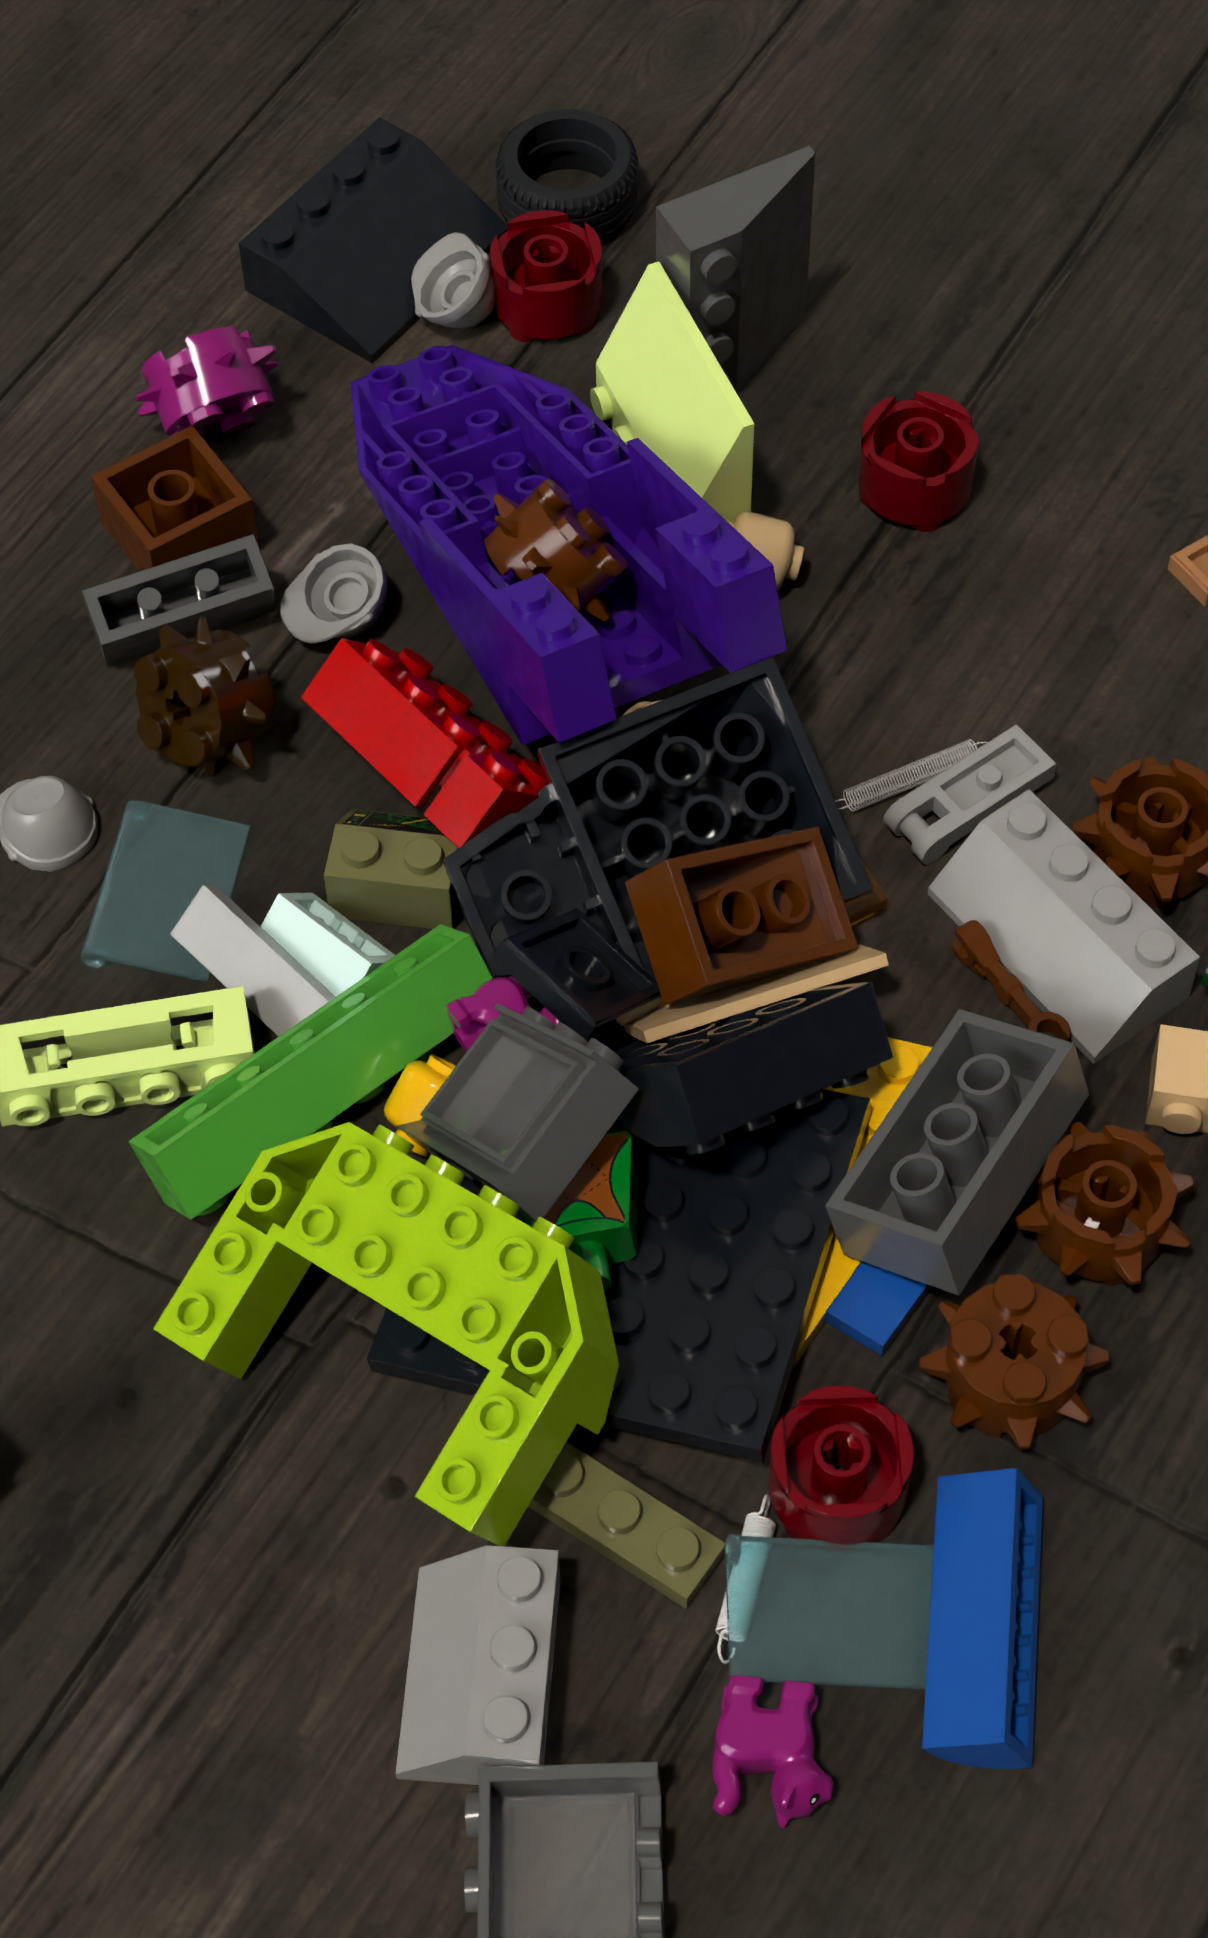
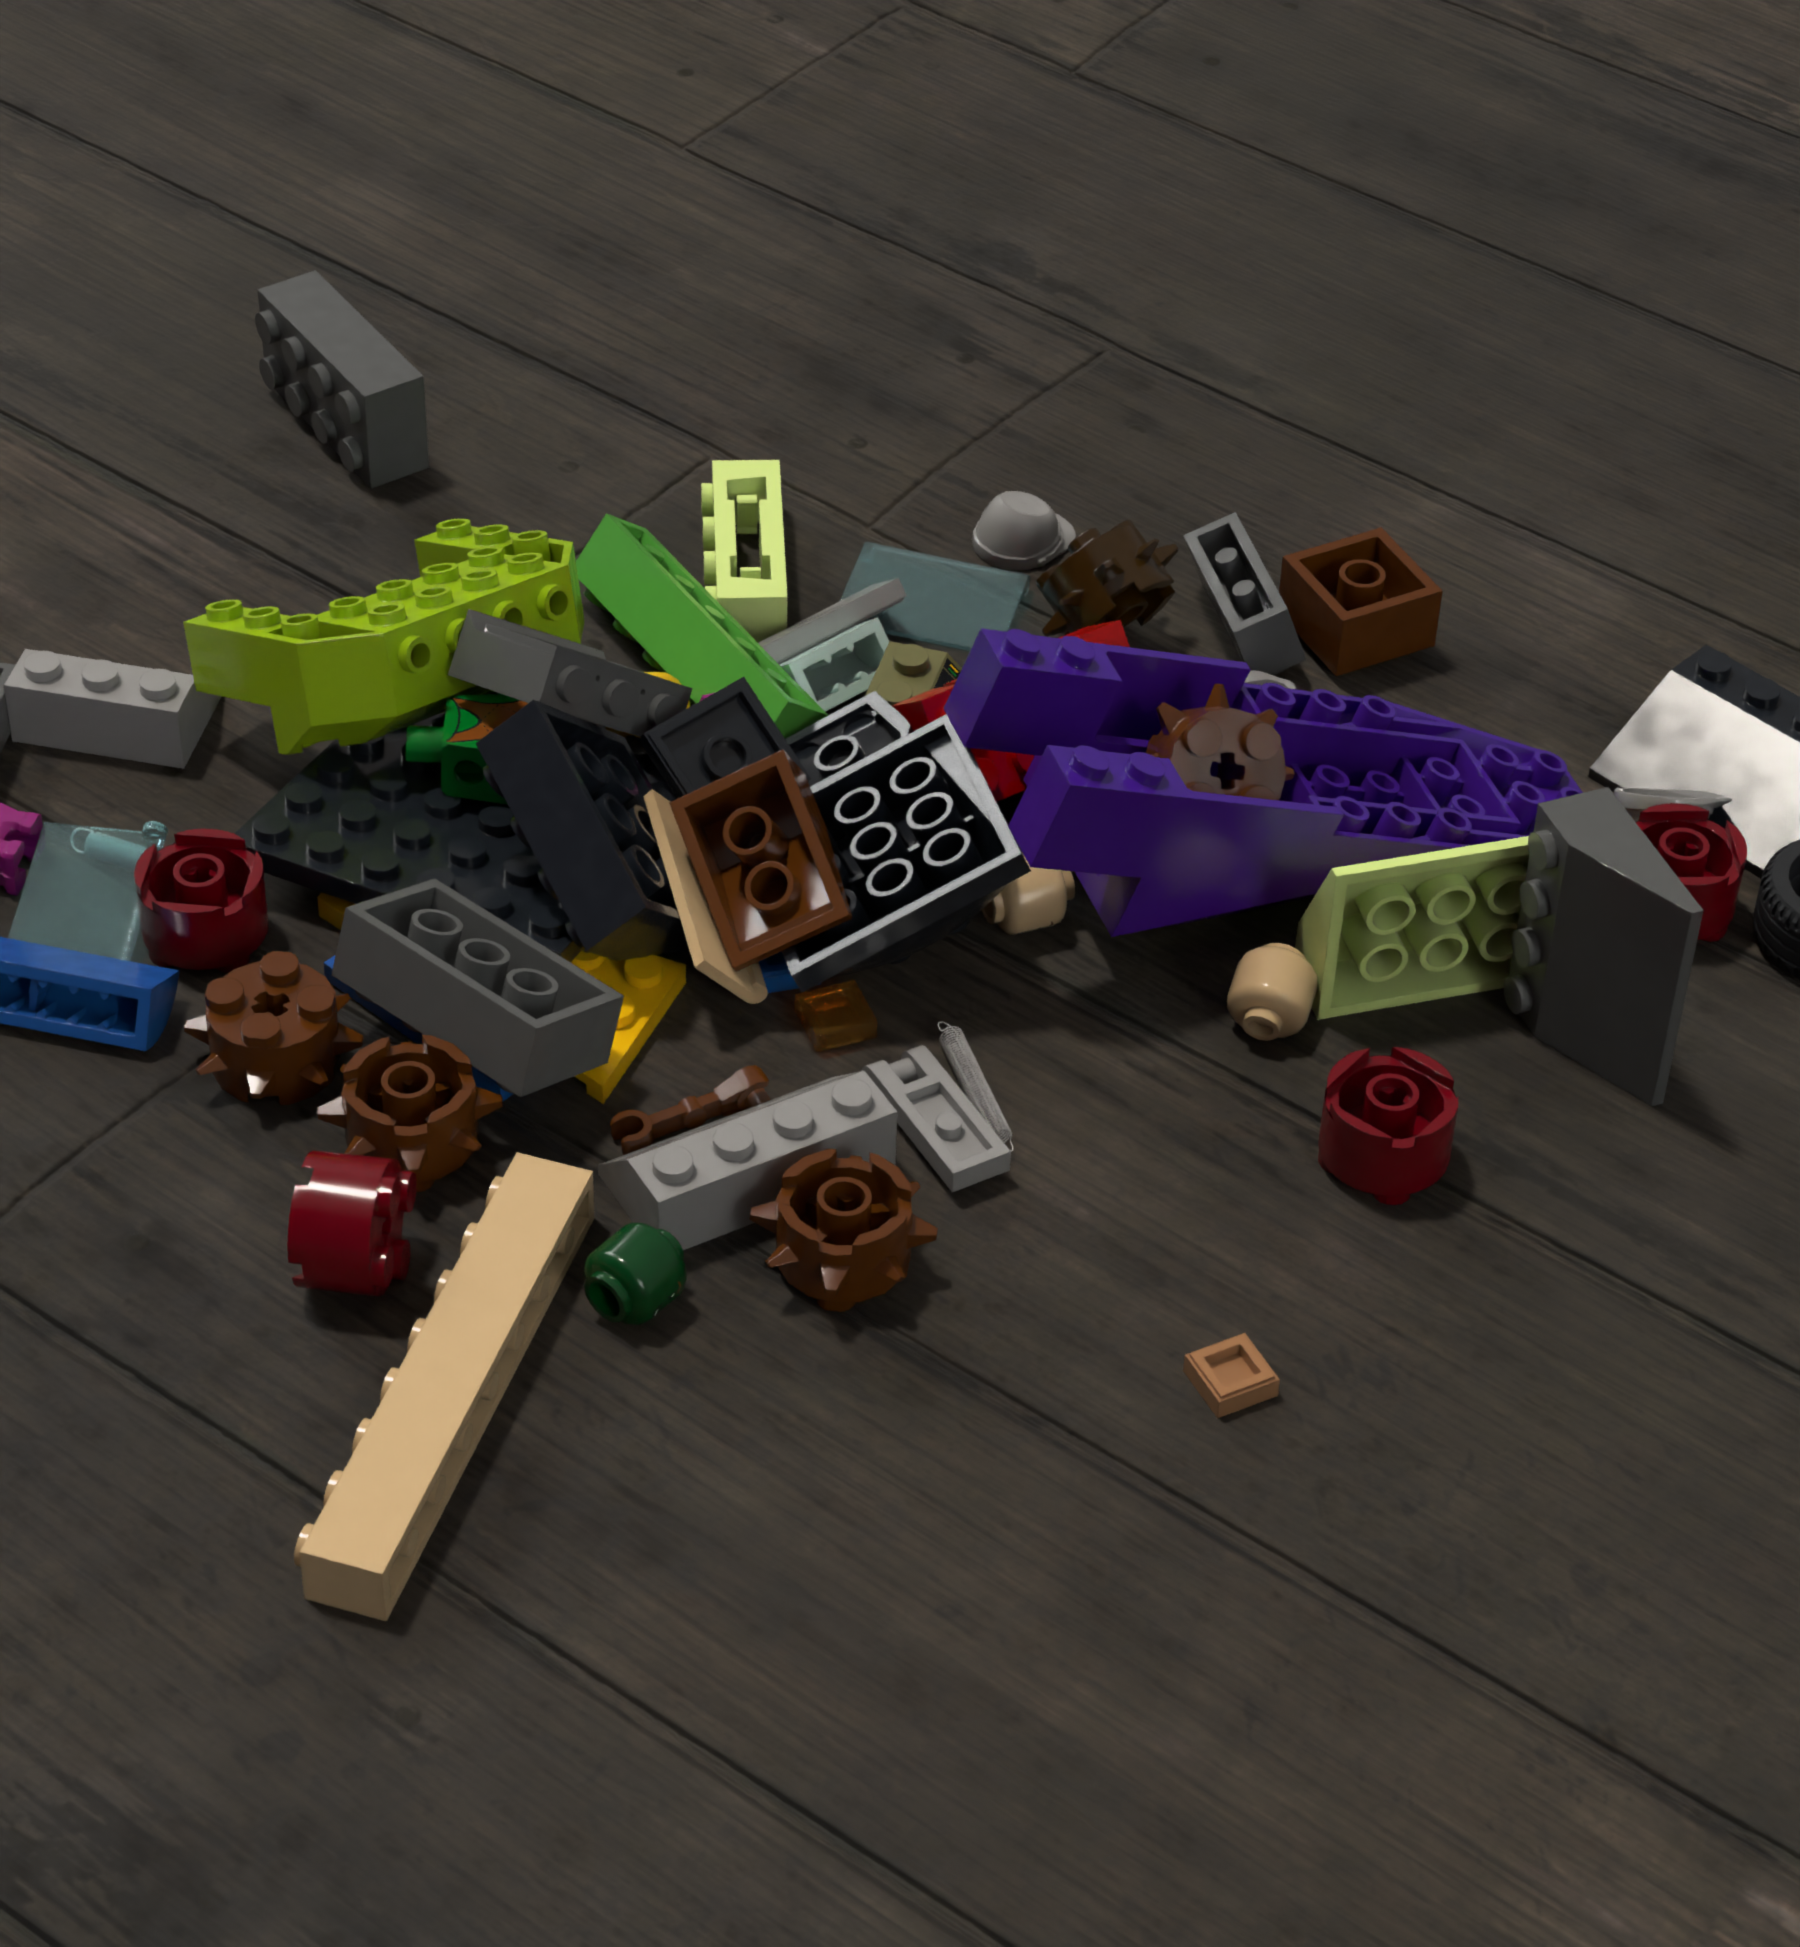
camera: 95 degrees right, 15 degrees down
(209, 383) = (1506, 615): magenta brick -> none
(628, 1525) = (228, 789): olive plate -> none

